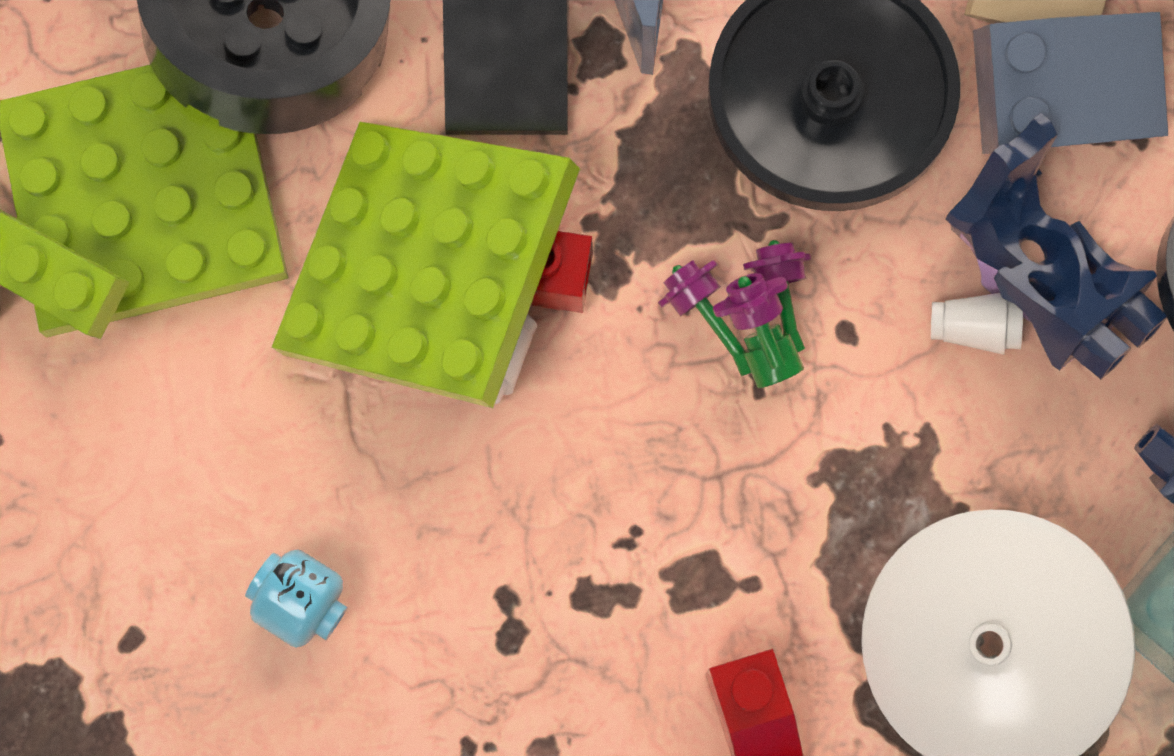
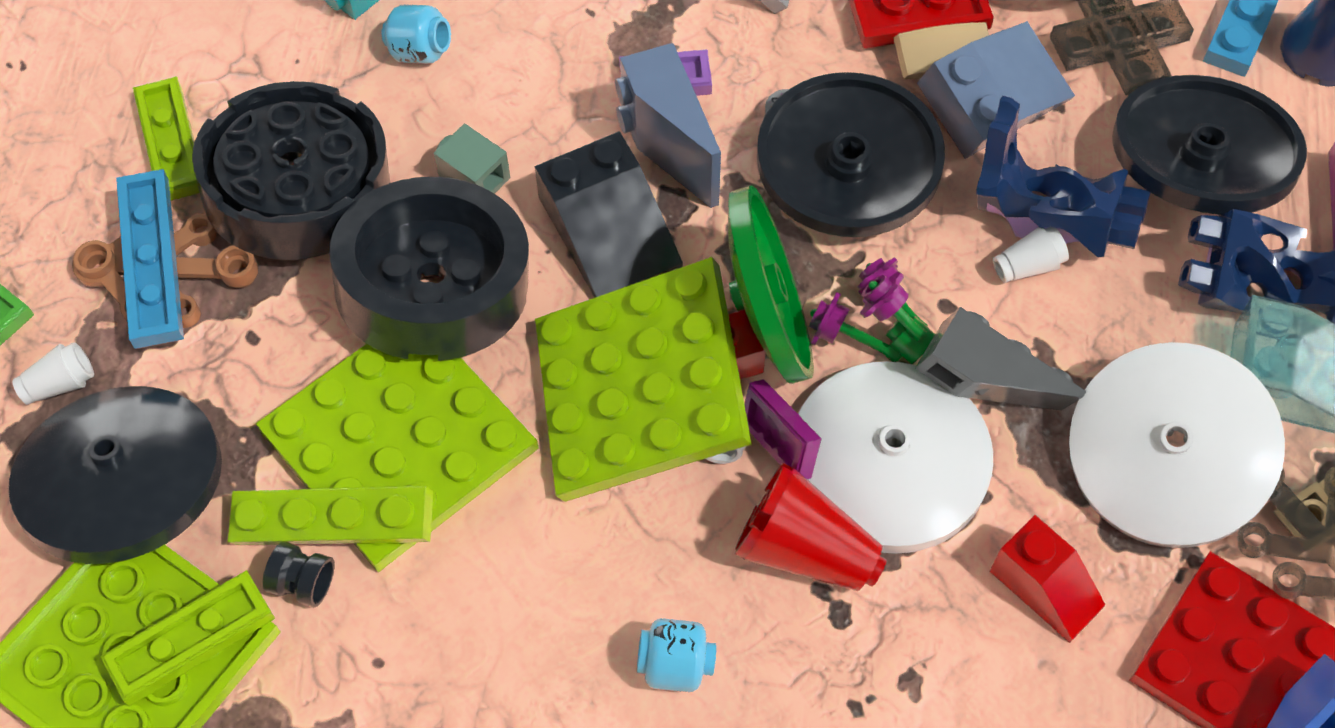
camera: 30 degrees left, 15 degrees down
(514, 539) = (809, 535): none -> red cone
(551, 398) = (781, 428): none -> magenta plate
(618, 224) = (767, 286): none -> green dish
(661, 543) = (905, 493): none -> white dish
(823, 431) = (985, 365): none -> dark grey slope

